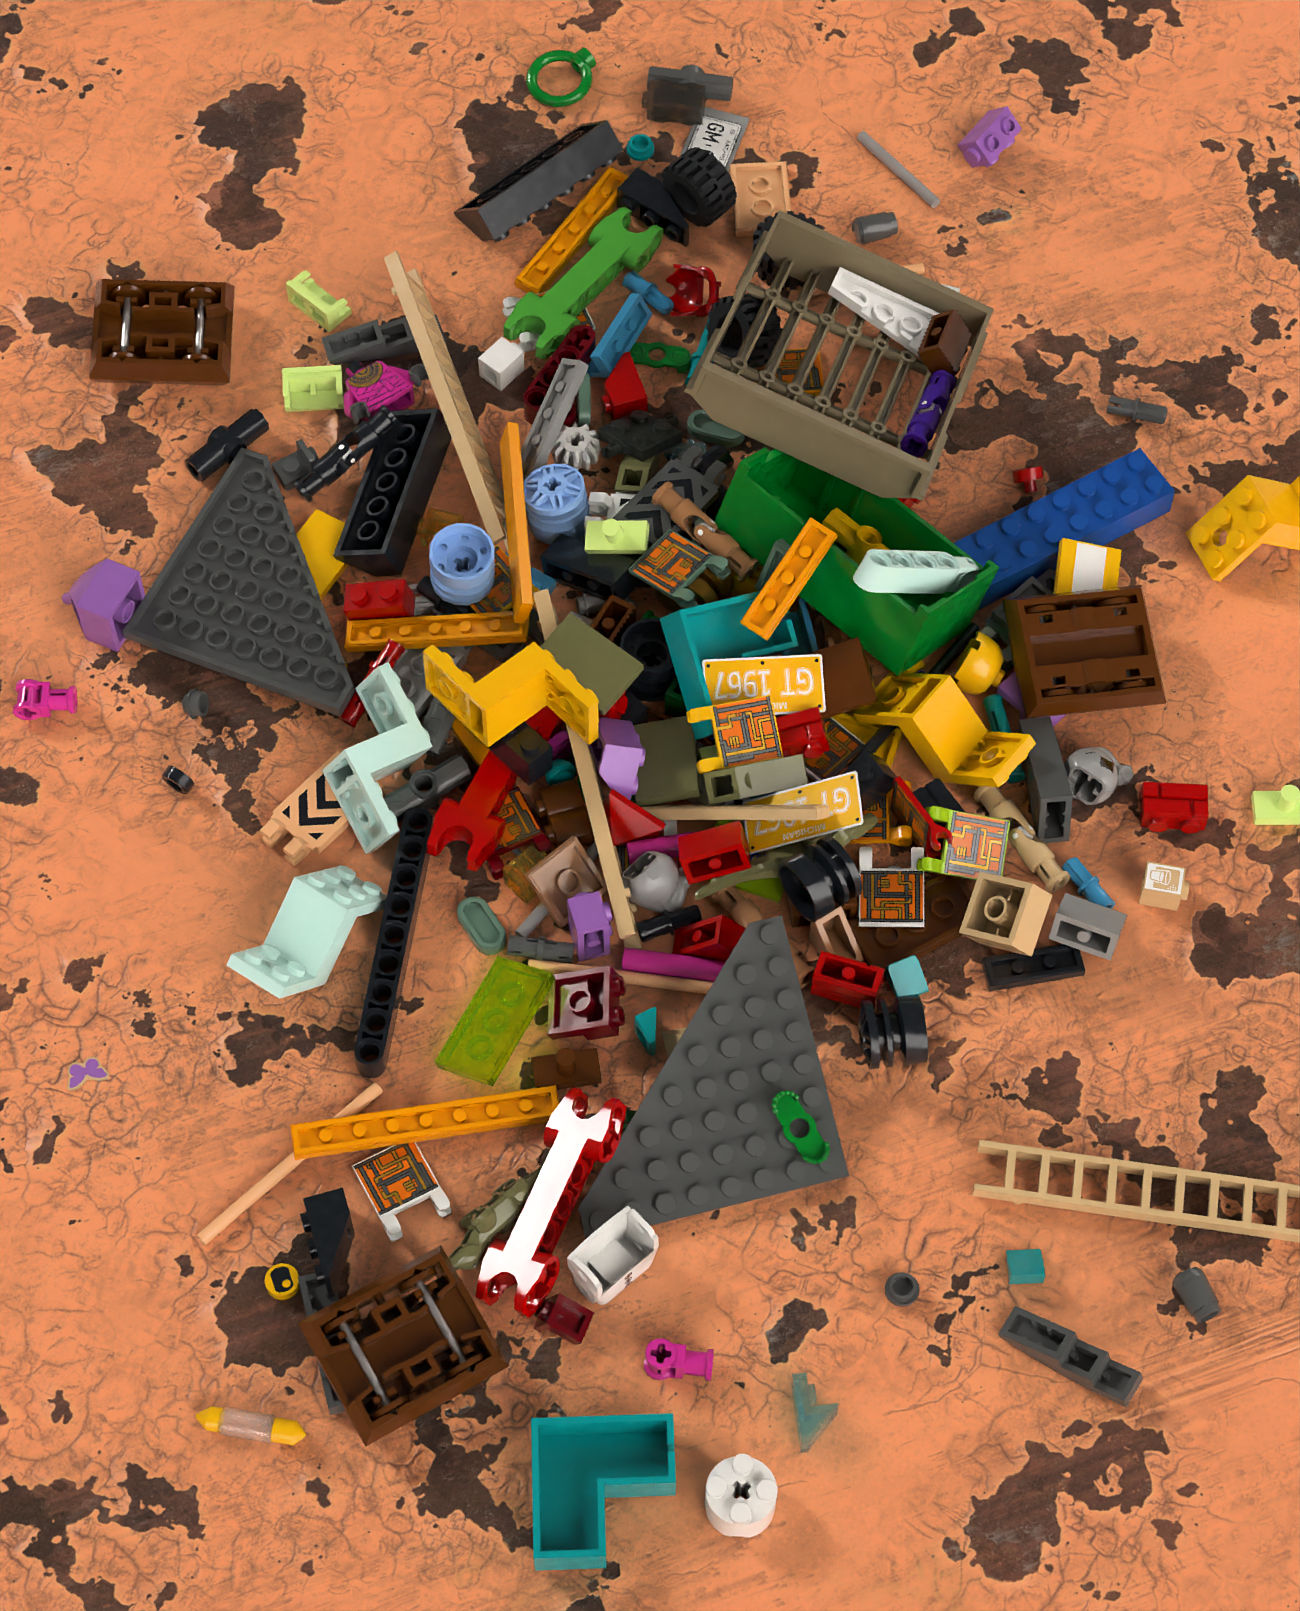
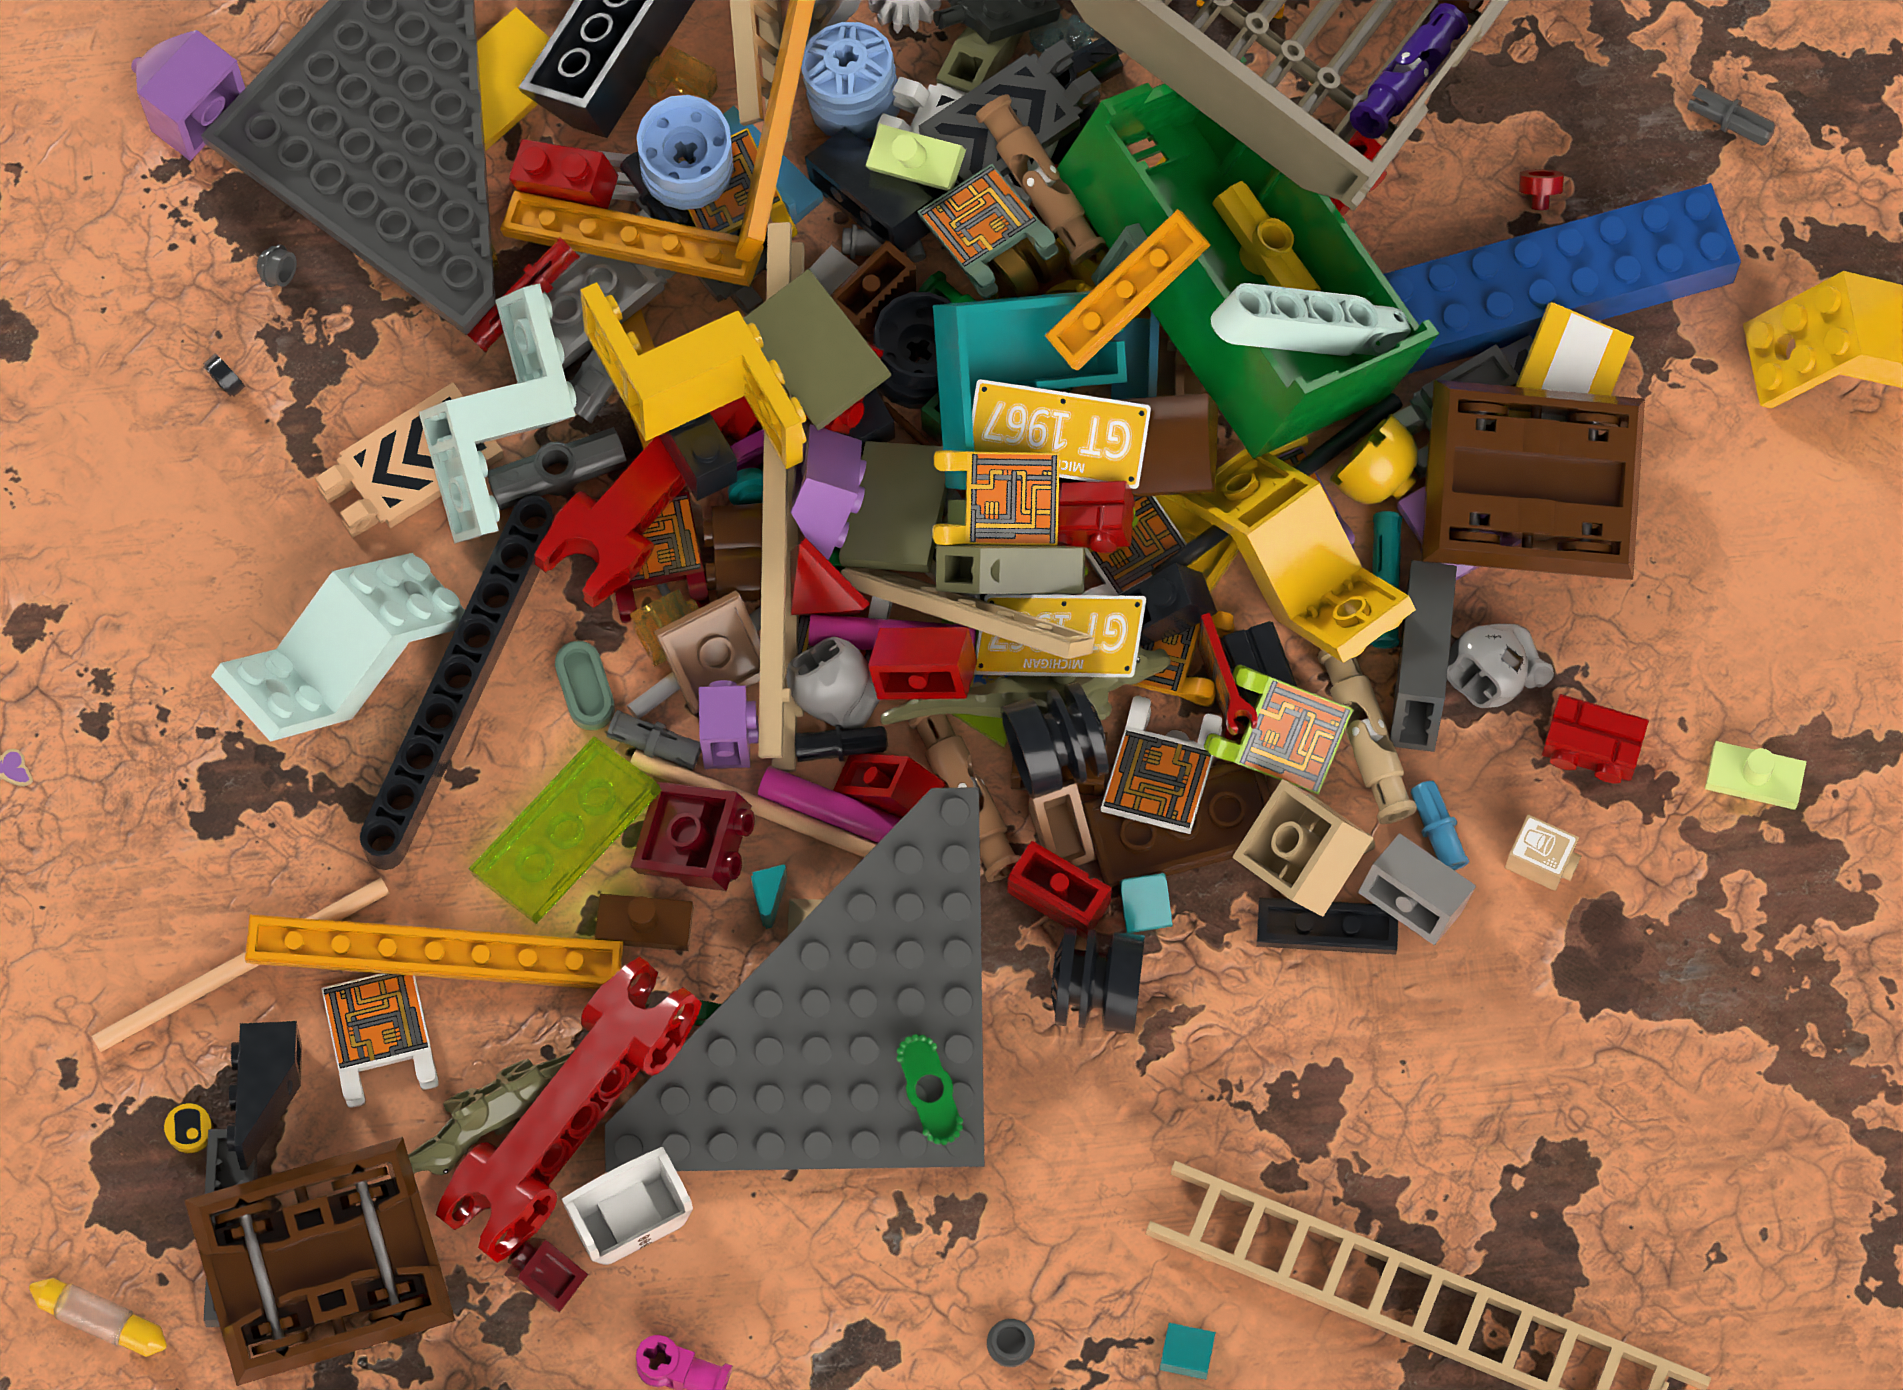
camera: 15 degrees right, 10 degrees up
(42, 699) = (65, 212): dark pink connector -> none

